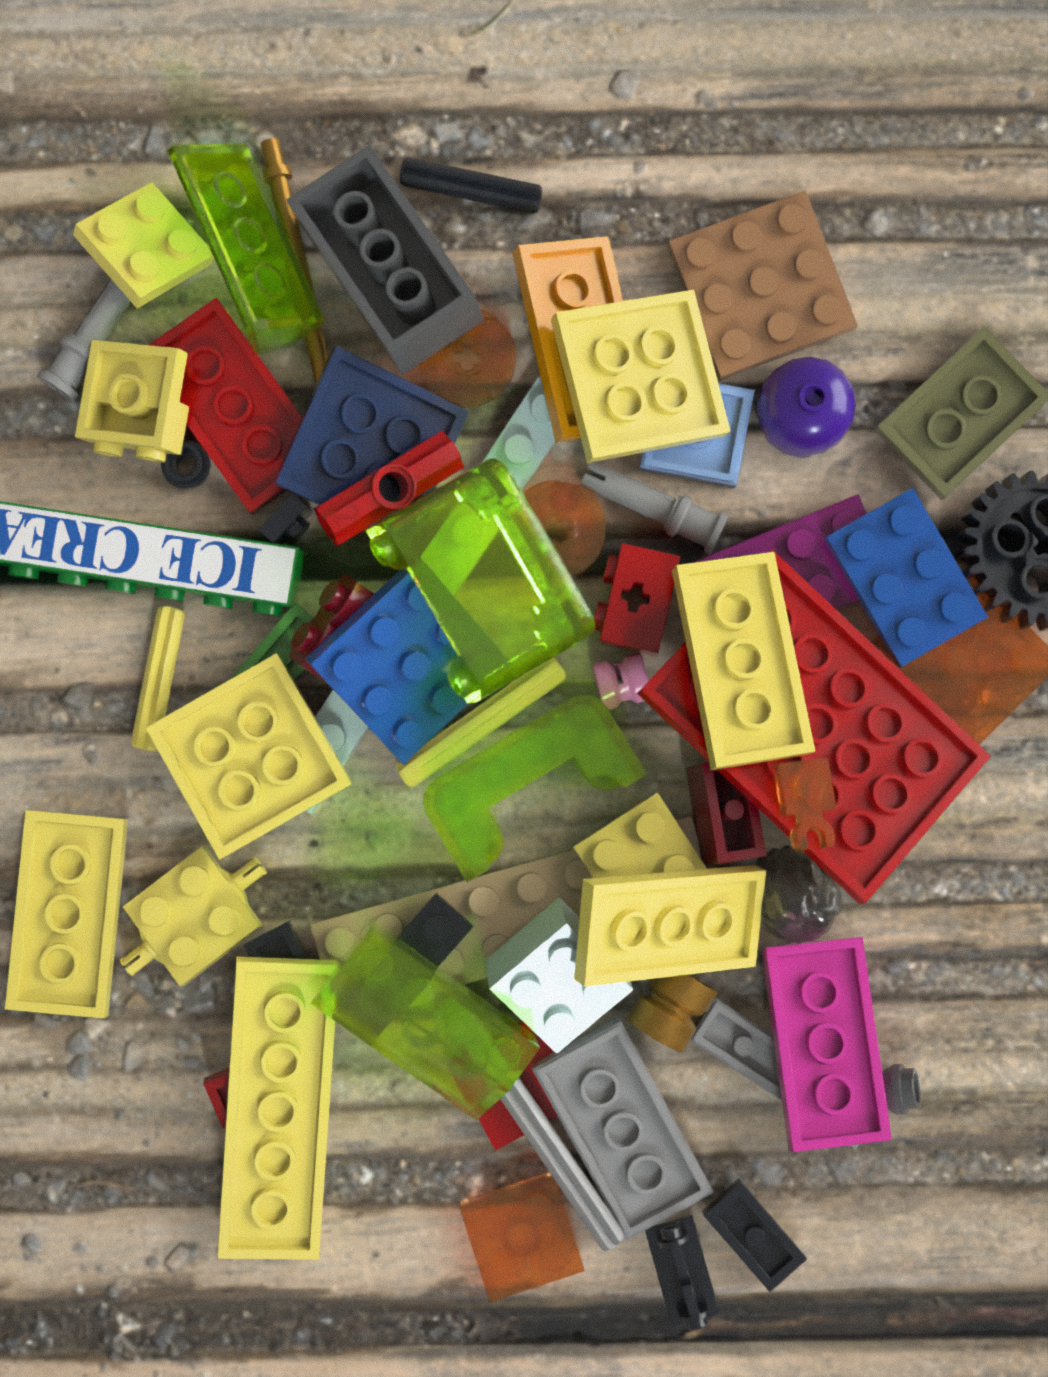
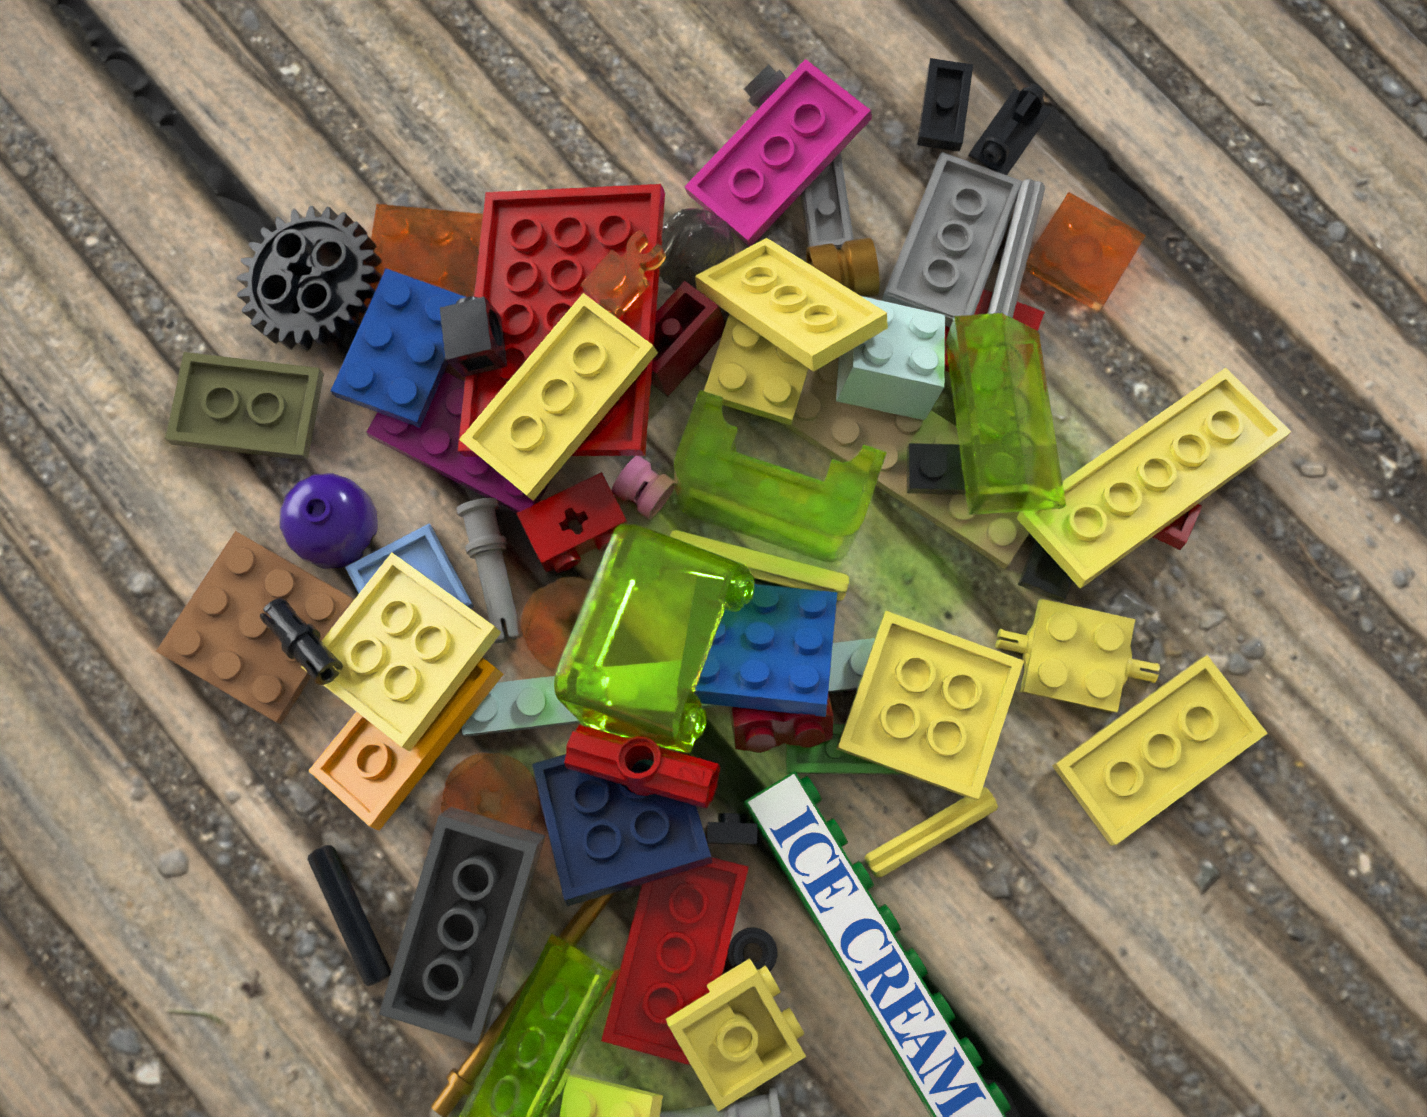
camera: 135 degrees left, 10 degrees down
(712, 303) = (301, 641): none -> black pin
(858, 636) = (473, 336): none -> black brick

